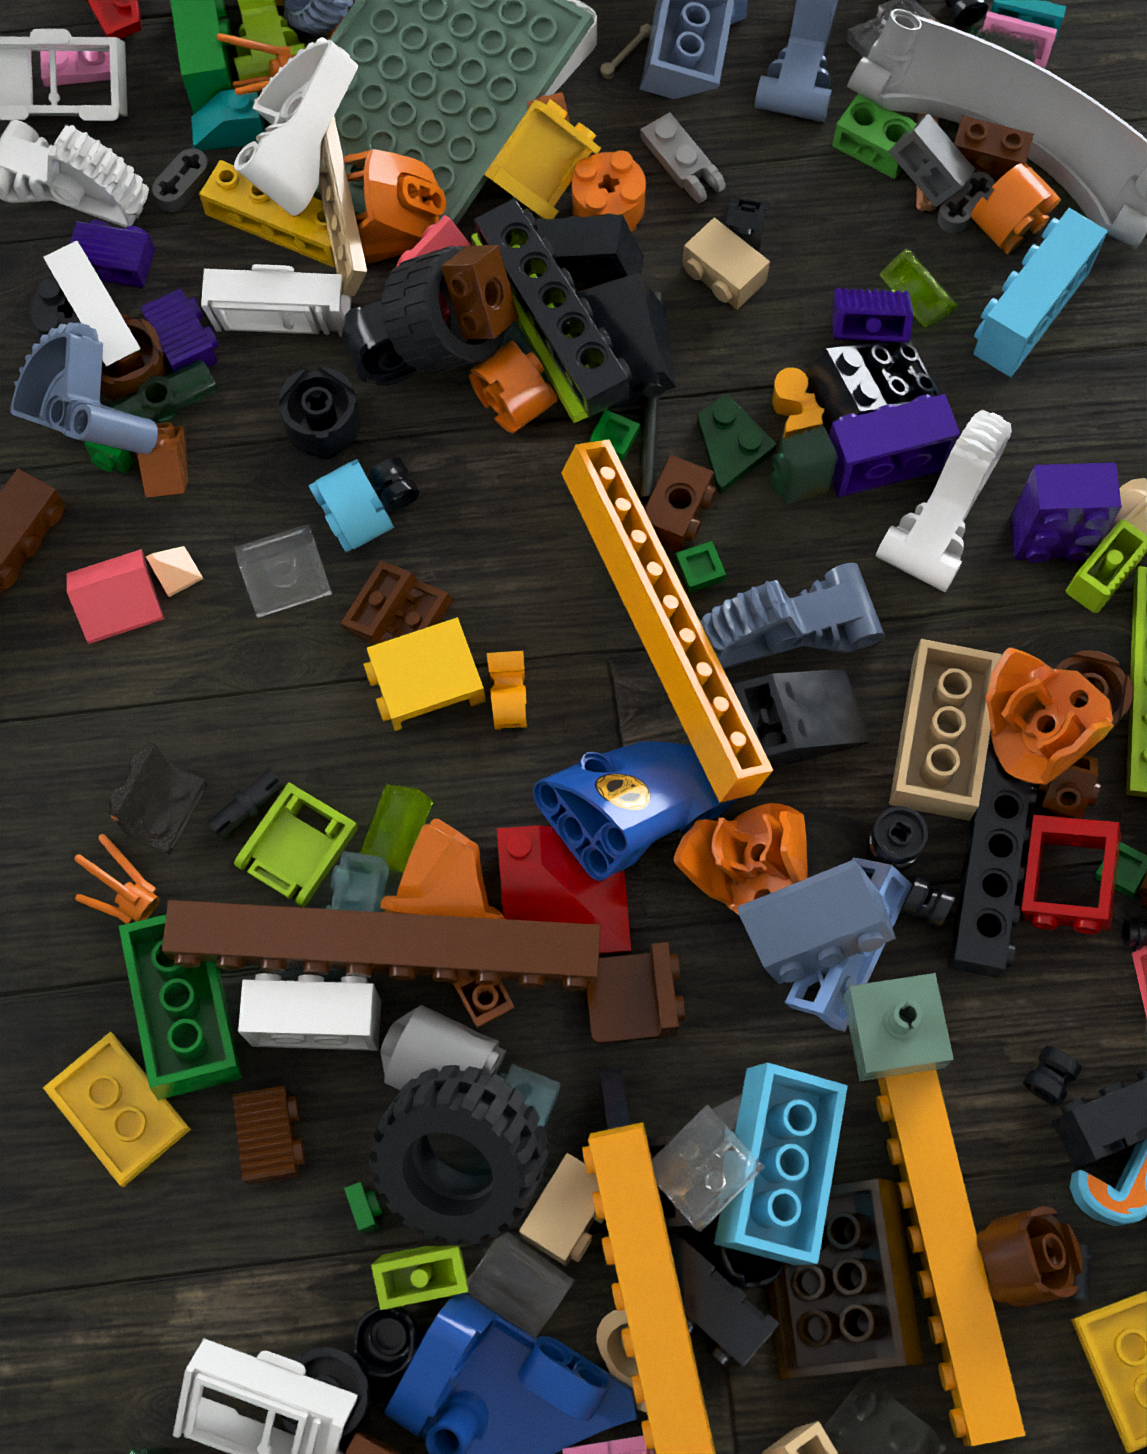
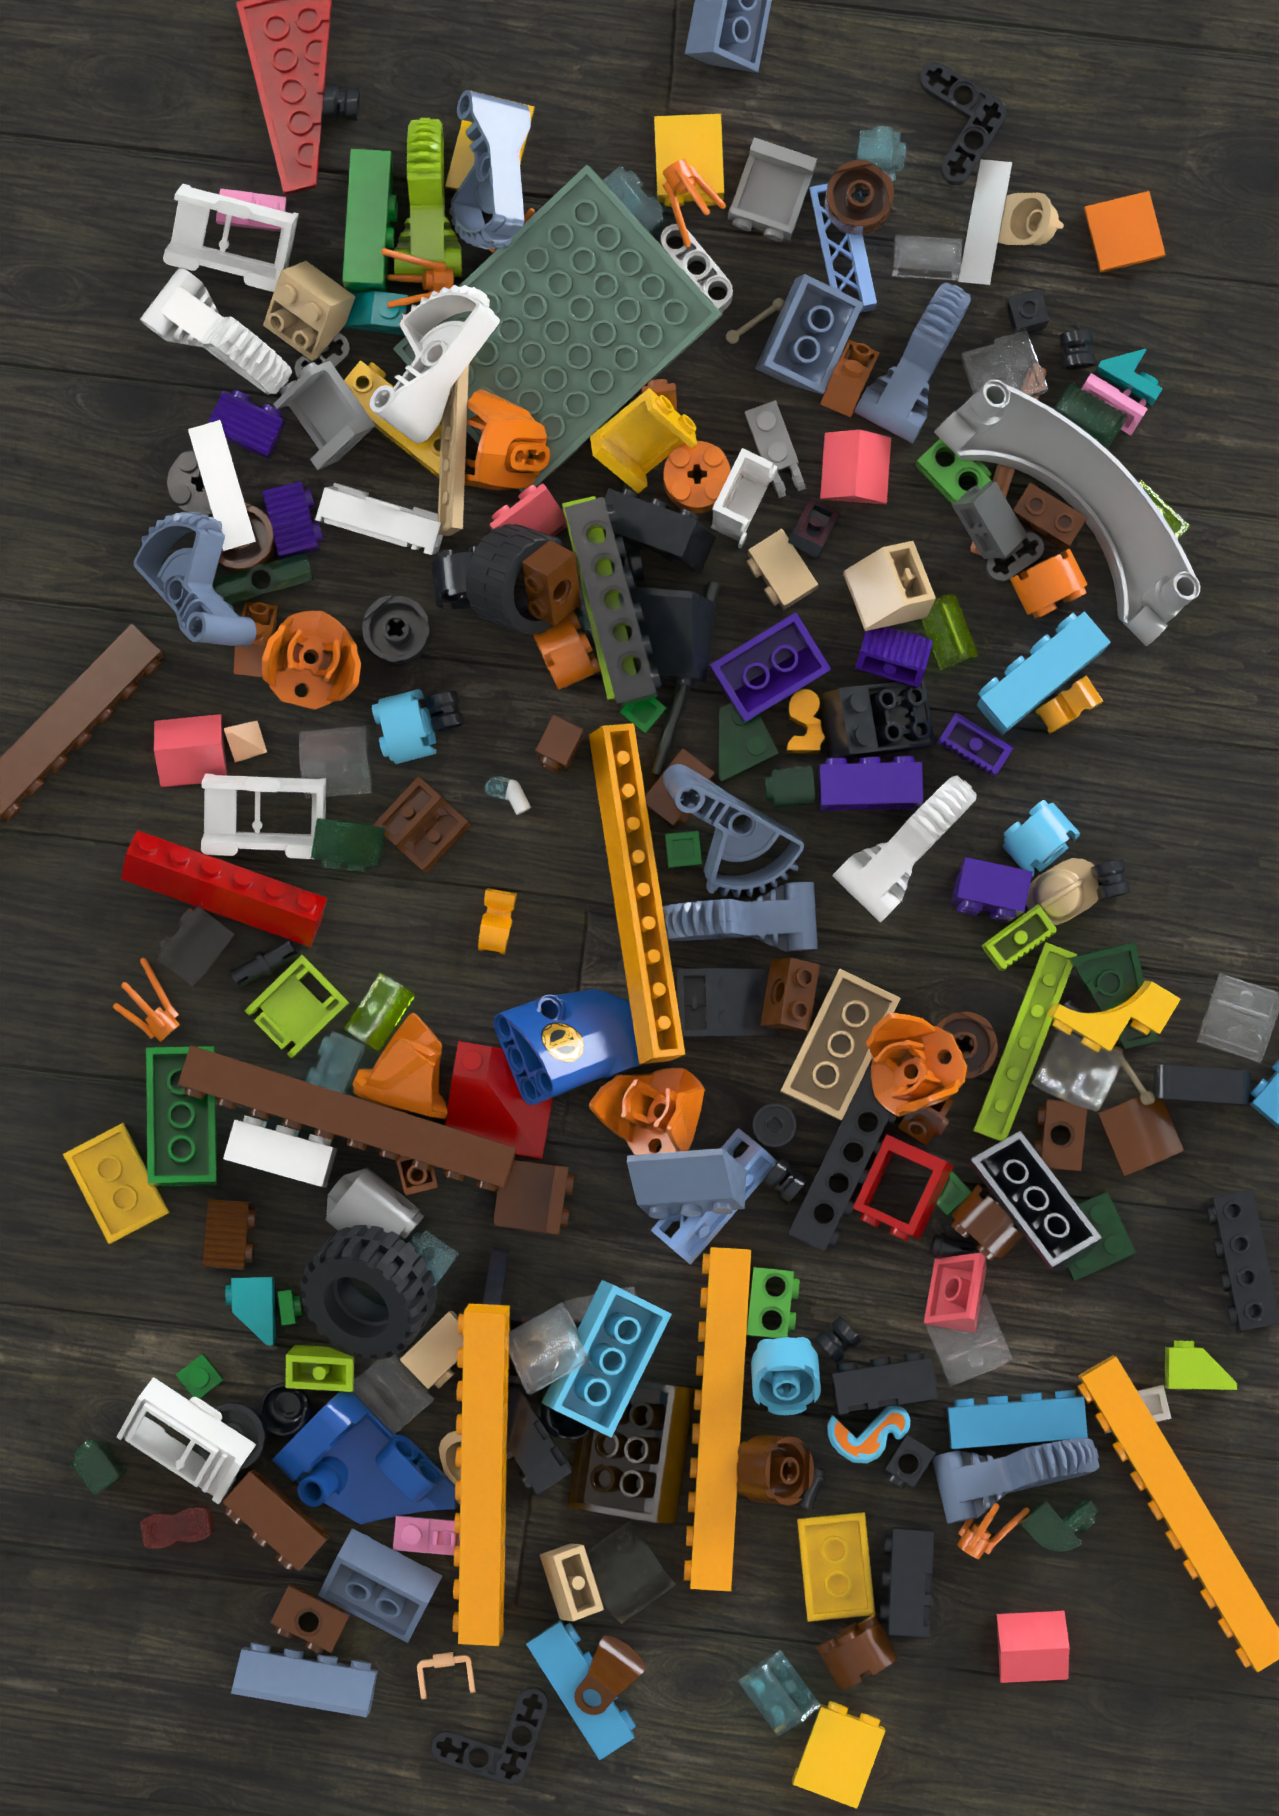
camera: 15 degrees right, 15 degrees up
(154, 129) = (308, 309): none -> tan slope
(161, 643) = (221, 815): none -> white piece
(179, 726) = (223, 888): none -> red brick
(192, 215) = (326, 411): none -> light grey panel
(227, 459) = (335, 665): none -> orange piece
(269, 1327) = (200, 1377): none -> green plate
(313, 641) = (347, 843): none -> clear green brick
(319, 1214) = (254, 1305): none -> teal slope
(423, 672) = (431, 889): yellow panel -> none
(486, 552) = (508, 789): none -> arm
(531, 481) = (559, 744): none -> reddish brown brick
(664, 180) = (742, 495): none -> white piece
(731, 498) = (732, 843): none -> sand blue arm
(739, 352) = (769, 667): none -> dark purple slope
(740, 74) = (849, 378): none -> dark orange slope
(771, 155) = (855, 467): none -> coral slope
(849, 246) = (890, 587): none -> tan slope
(870, 688) = (790, 995): none -> reddish brown brick
(897, 1027) = (724, 1278): sand green brick -> none
(968, 1051) = (762, 1302): none -> bright green brick
(990, 382) = (975, 745): none -> dark purple brick
(1007, 1132) = (785, 1375): none -> medium azure brick
(1076, 322) = (1069, 704): none -> light orange leg
(1098, 442) = (1039, 838): none -> medium azure brick

